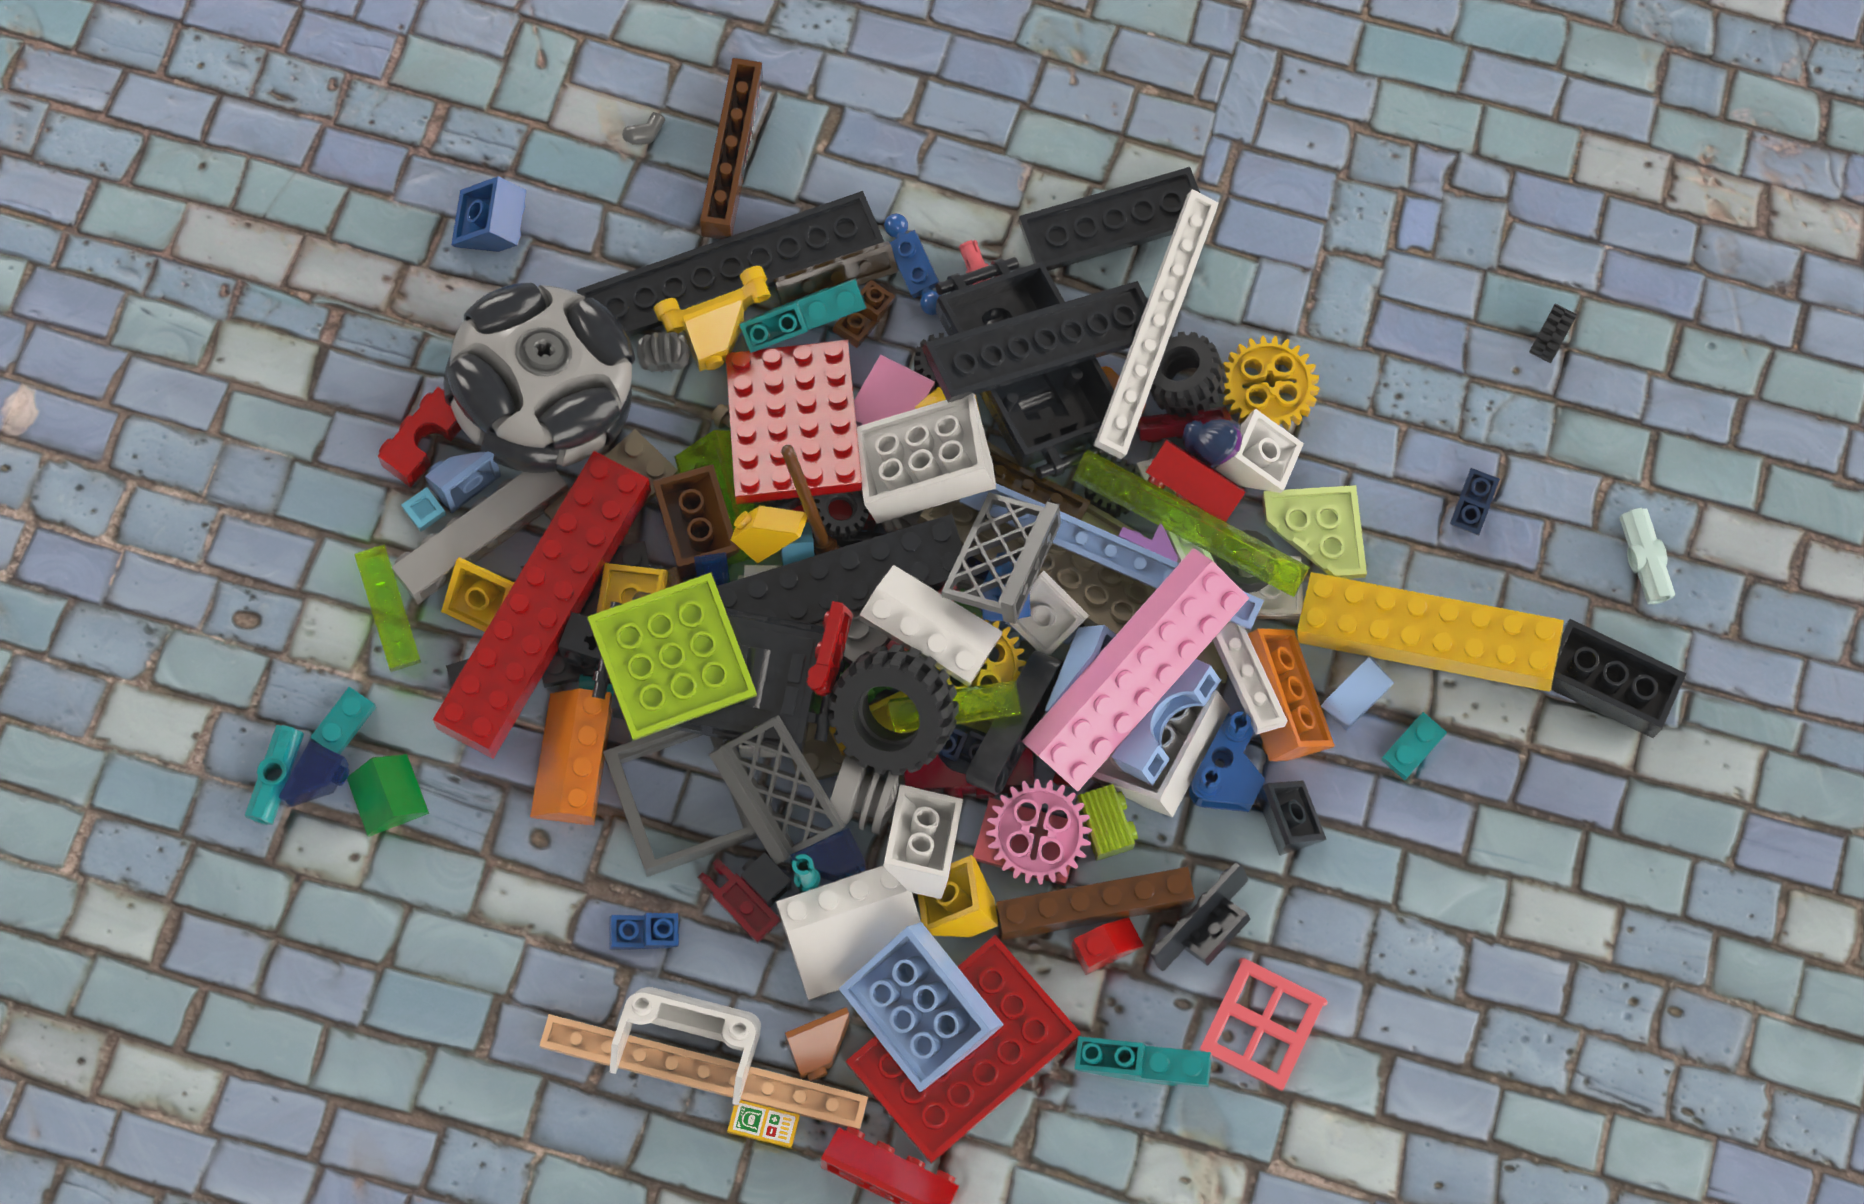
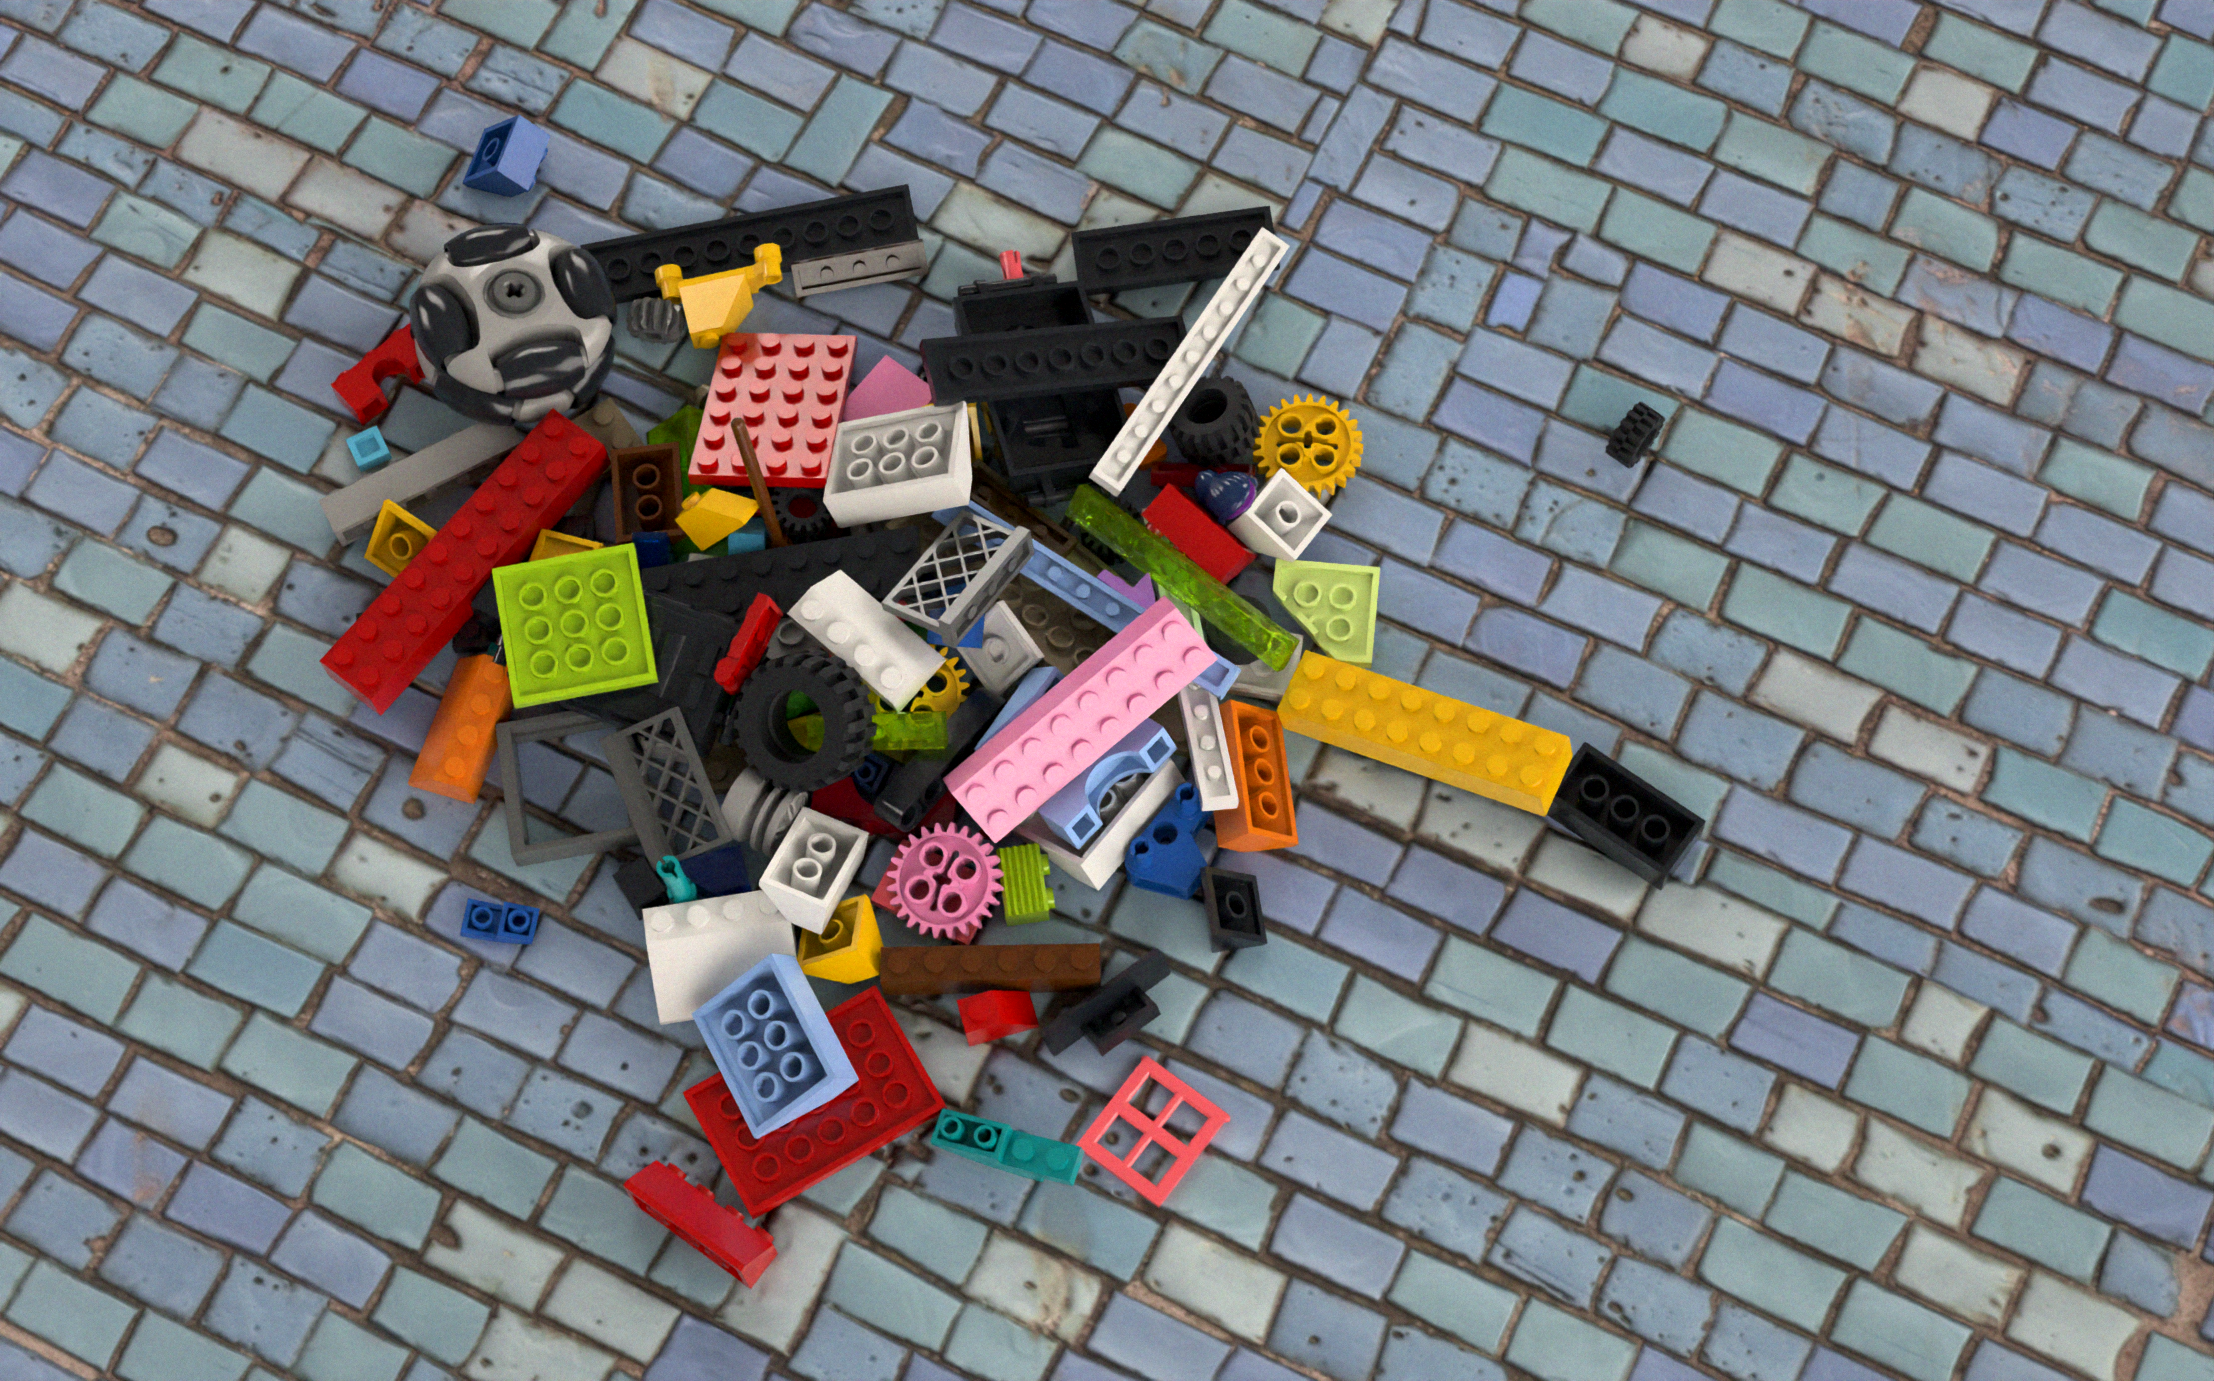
camera: 20 degrees right, 5 degrees down
(280, 755) = (139, 715): teal piece -> none
(315, 775) = (190, 705): clear blue slope -> none
(343, 721) = (235, 655): teal plate -> none
(386, 793) = (263, 735): green slope -> none
(387, 608) = (307, 545): clear neon green plate -> none
(462, 478) = (416, 421): medium blue slope -> none
(645, 132) = (691, 95): dark grey arm -> none
(691, 1015) = (525, 1016): white windscreen -> none
(705, 1072) = (530, 1080): light nougat plate -> none
(731, 149) = (776, 121): reddish brown brick -> none
(741, 903) = (610, 909): dark red hinge -> none
(764, 1123) = (581, 1146): tile -> none
(802, 315) = (813, 303): teal slope -> none
(817, 1044) = (656, 1066): slope -> none
(860, 324) = (883, 314): reddish brown slope -> none
(913, 262) = (944, 261): blue plate -> none
(1357, 693) = (1333, 790): light blue piece -> none
(1413, 746) = (1387, 857): teal plate -> none
(1474, 501) = (1512, 605): dark blue slope -> none
(1647, 556) = (1694, 691): light aqua piece -> none

